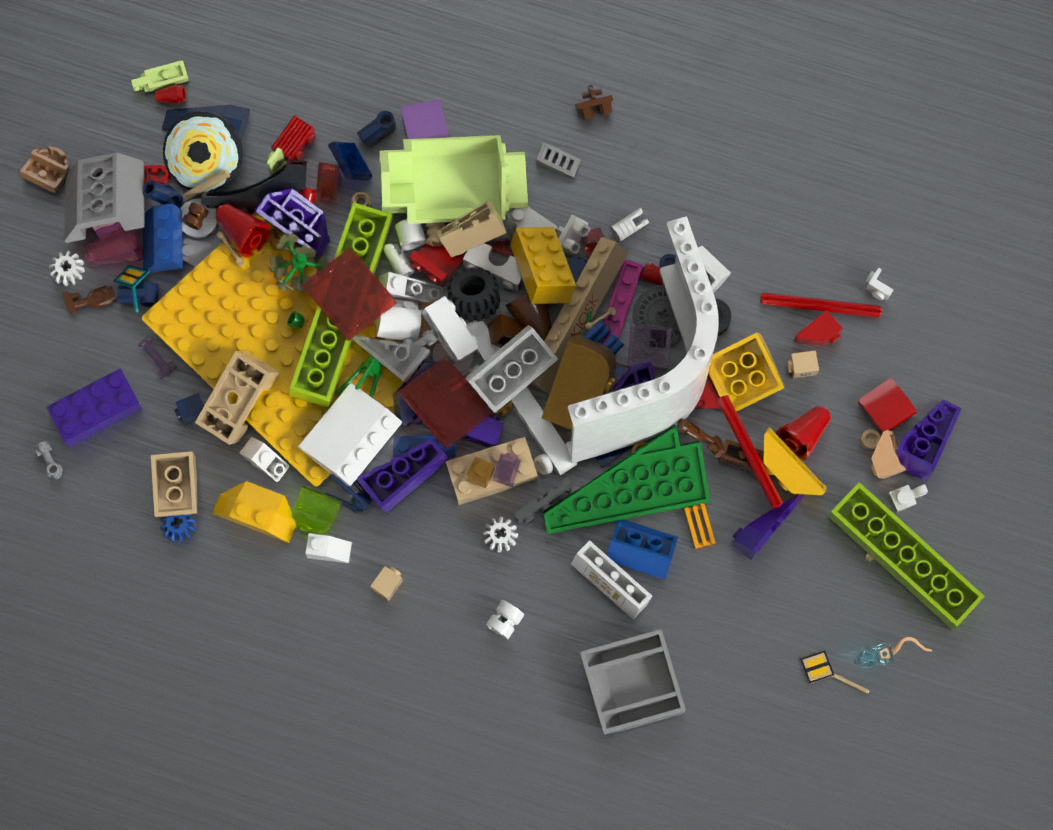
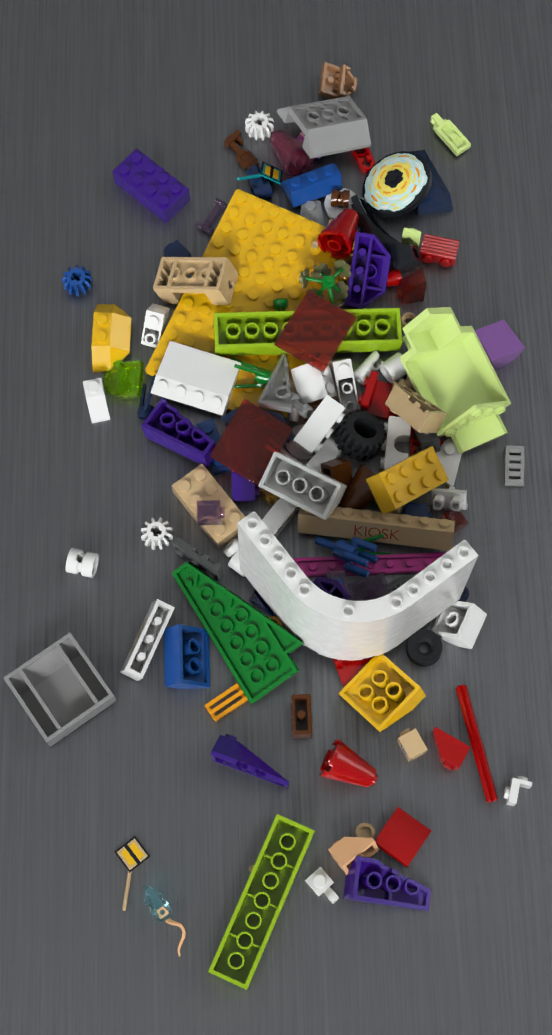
camera: 75 degrees right, 5 degrees down
(53, 469) = (90, 175): light grey bar -> none
(162, 193) = (348, 168): dark blue piece -> none
(171, 94) = (438, 147): red cone -> none
(174, 484) = (107, 263): tan slope -> none
(205, 185) = (365, 194): tan bar -> none
(350, 160) = (438, 293): clear blue tile -> none
(375, 130) = (477, 310): dark blue piece -> none
(387, 582) = (82, 457): tan brick -> none
(480, 472) = (198, 490): pearl gold brick -> none
(582, 375) = (318, 544): pearl gold brick -> none
(610, 312) = (393, 557): tan hinge -> none
(626, 226) = (478, 542): white hinge -> none
(690, 429) = (304, 661): reddish brown piece -> none
(750, 451) = (304, 719): red axle -> none
(788, 468) = (305, 760): yellow wedge -> none

